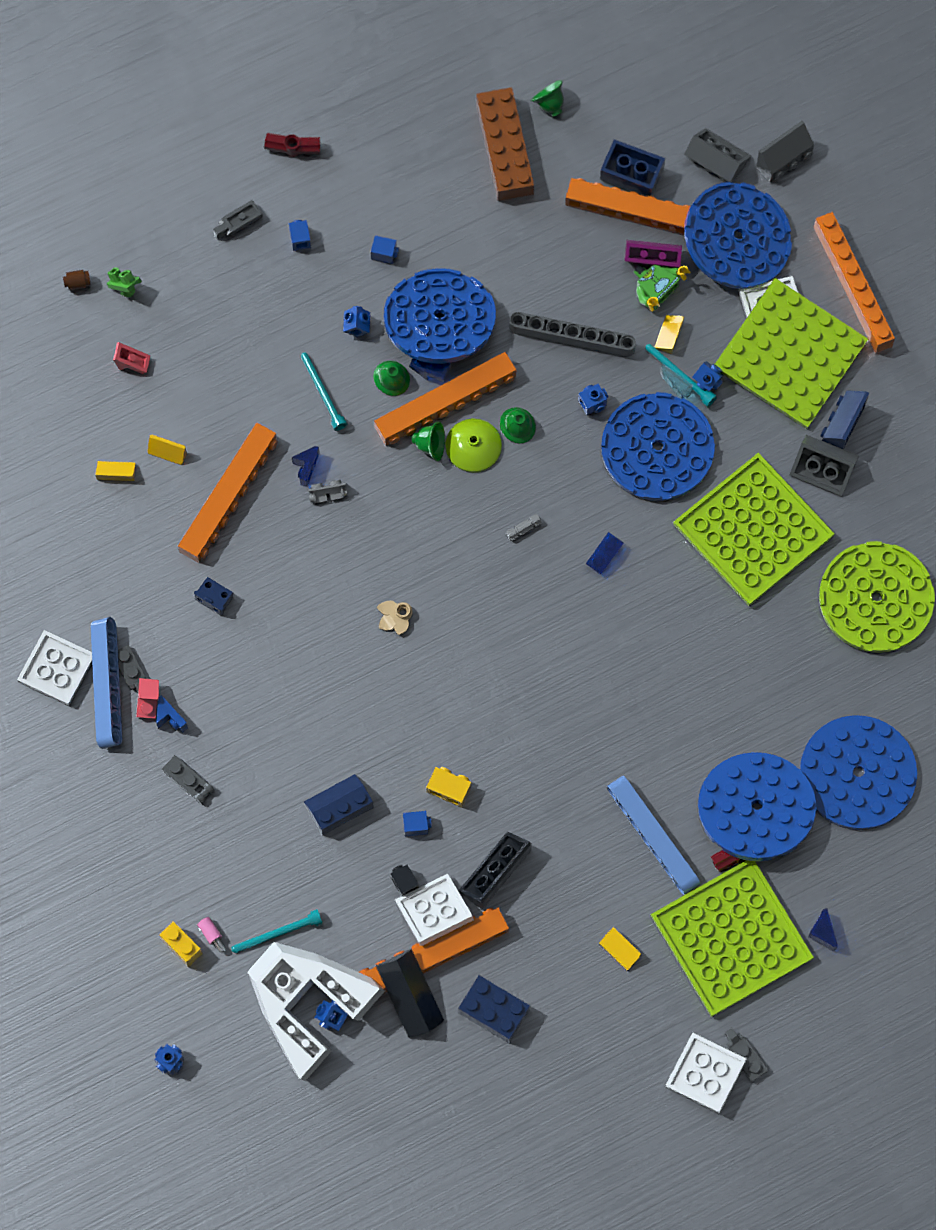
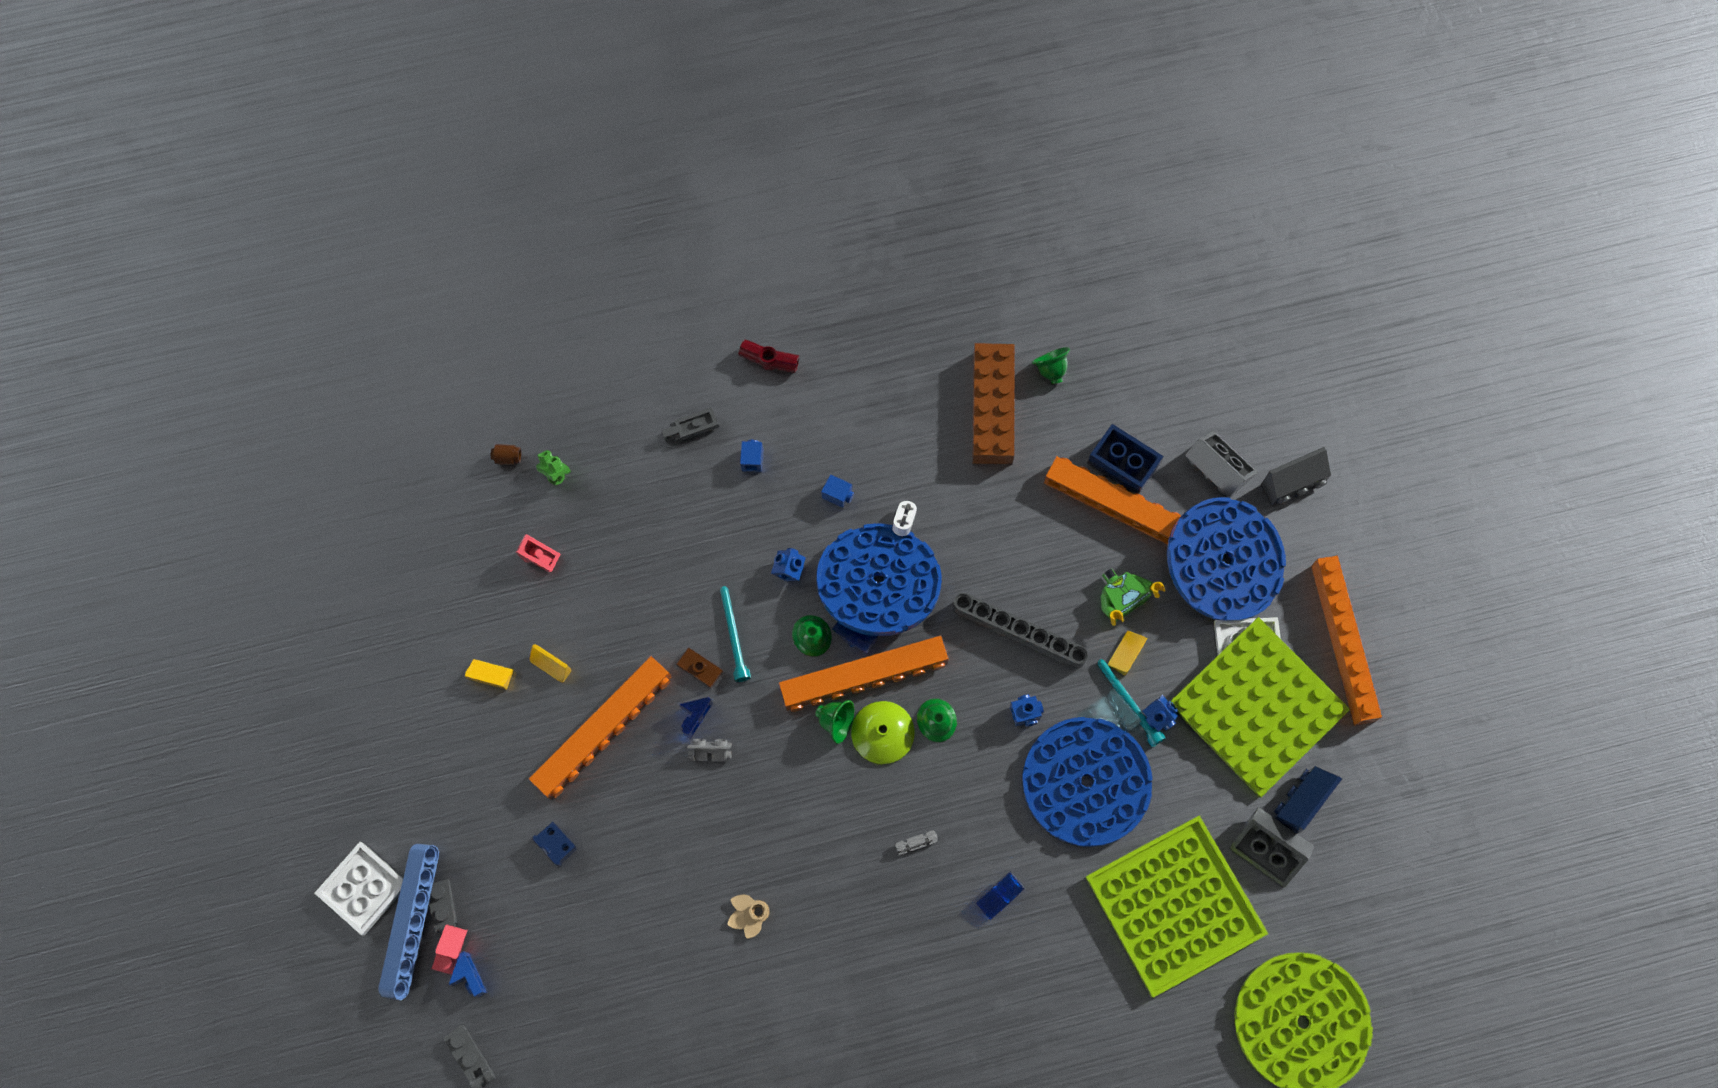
camera: 15 degrees right, 0 degrees up
(300, 425) = (699, 668): none -> reddish brown plate
(445, 259) = (901, 517): none -> white beam
(653, 253) = (1128, 558): magenta brick -> none

